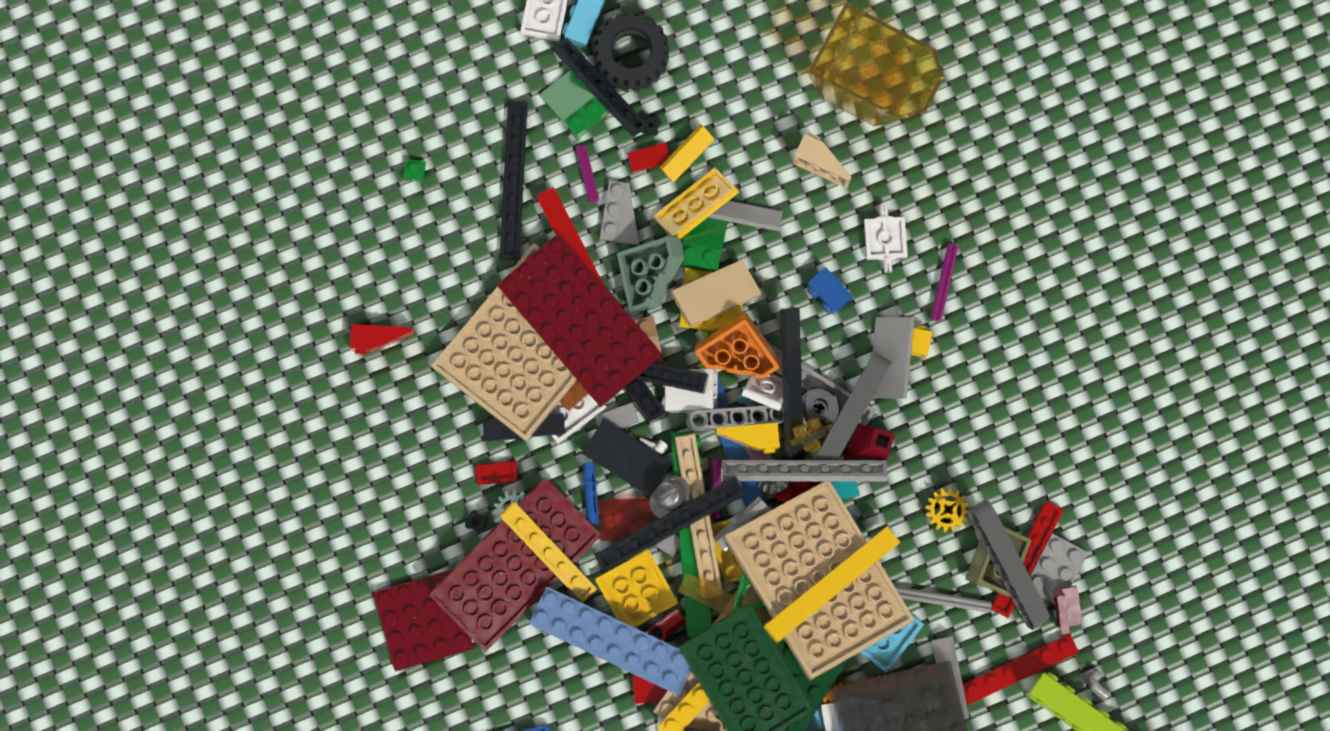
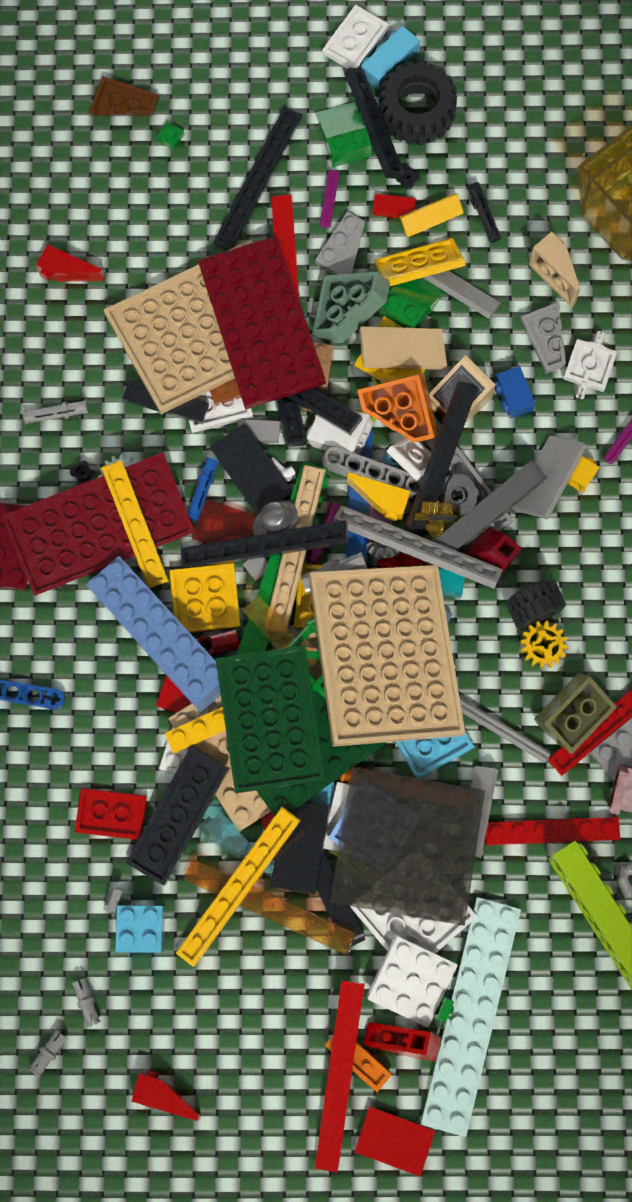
camera: 30 degrees right, 5 degrees down
(355, 154) = (121, 99): none -> reddish brown wing
(427, 476) = (47, 413): none -> light grey pin
(496, 473) = (122, 436): red tile -> none
(727, 125) = (481, 205): none -> black pin
(781, 297) = (466, 372): none -> slope
(831, 584) = (395, 663): yellow tile -> none
(834, 225) = (545, 335): none -> light grey wing
(927, 479) = (535, 603): none -> black tyre
(1008, 564) = (583, 719): dark grey beam -> none

